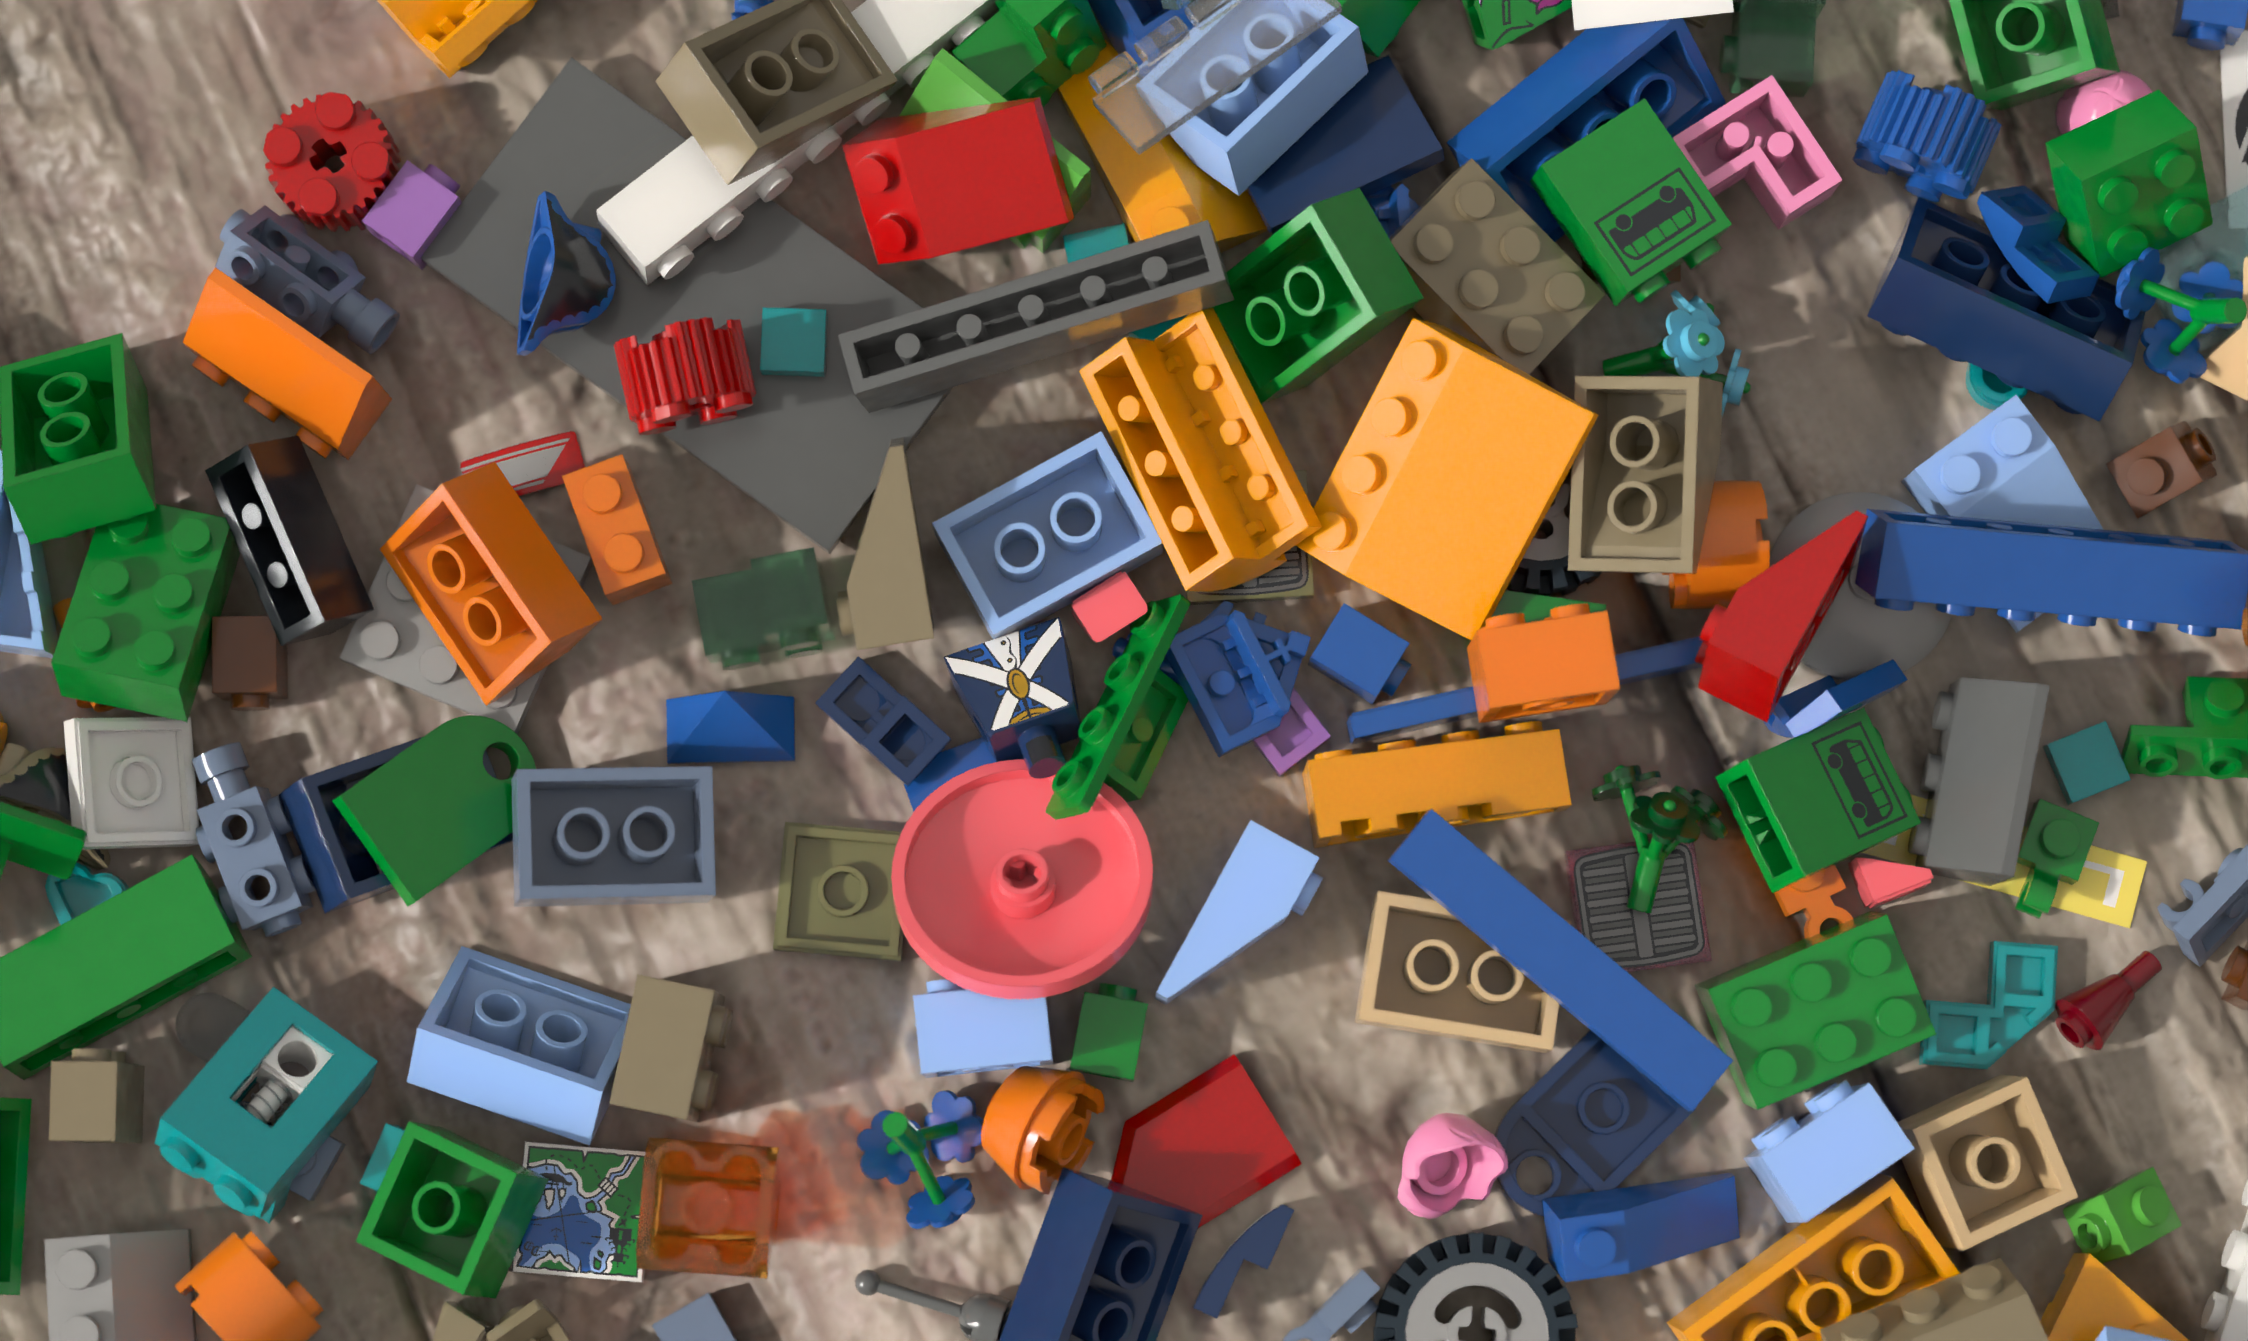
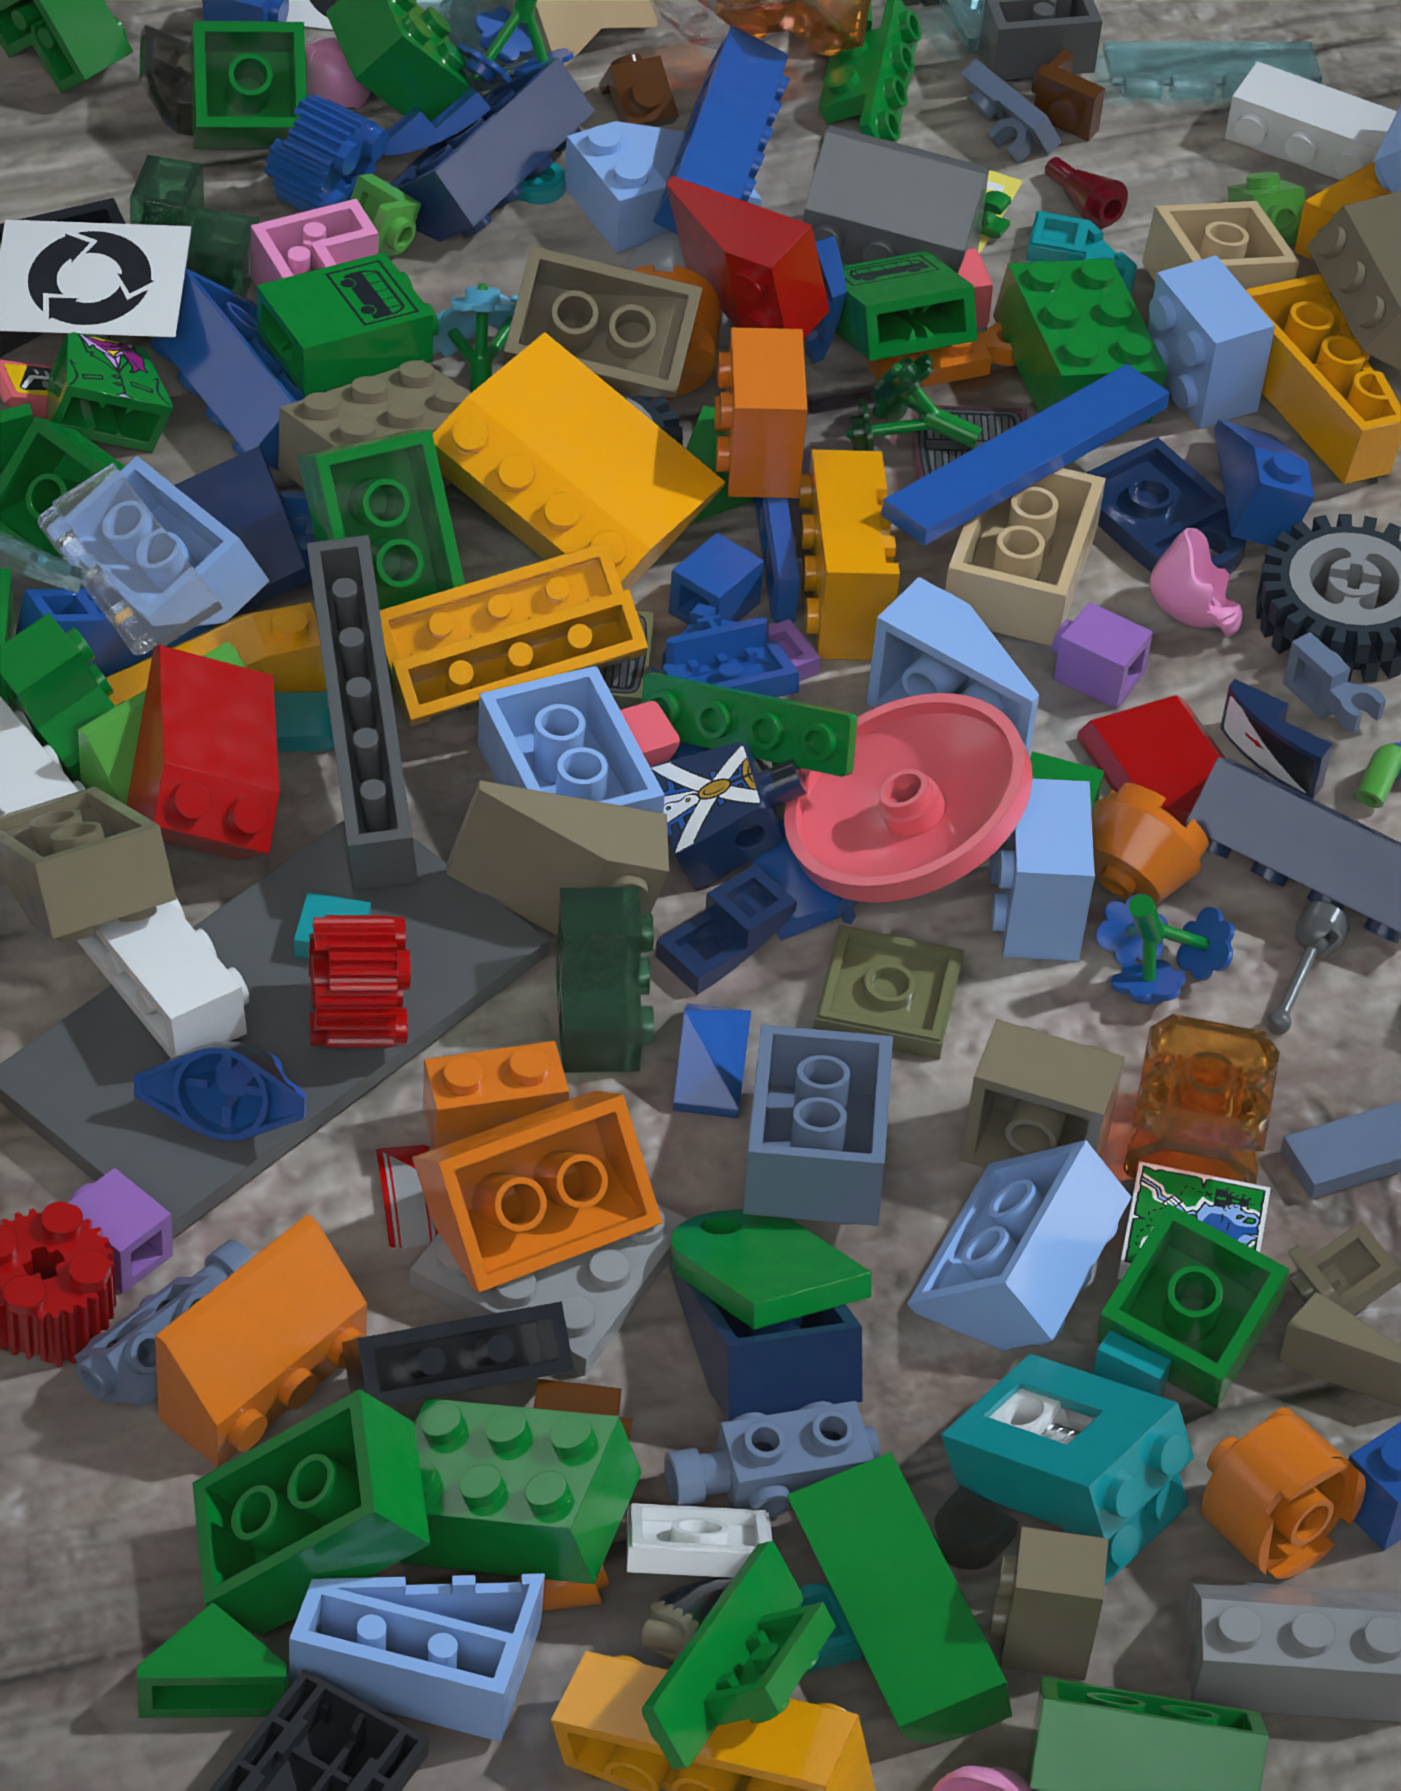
camera: 85 degrees left, 35 degrees down
(1335, 1067) = (1101, 654): none -> medium lavender brick
(1873, 218) = (390, 212): none -> bright green bracket

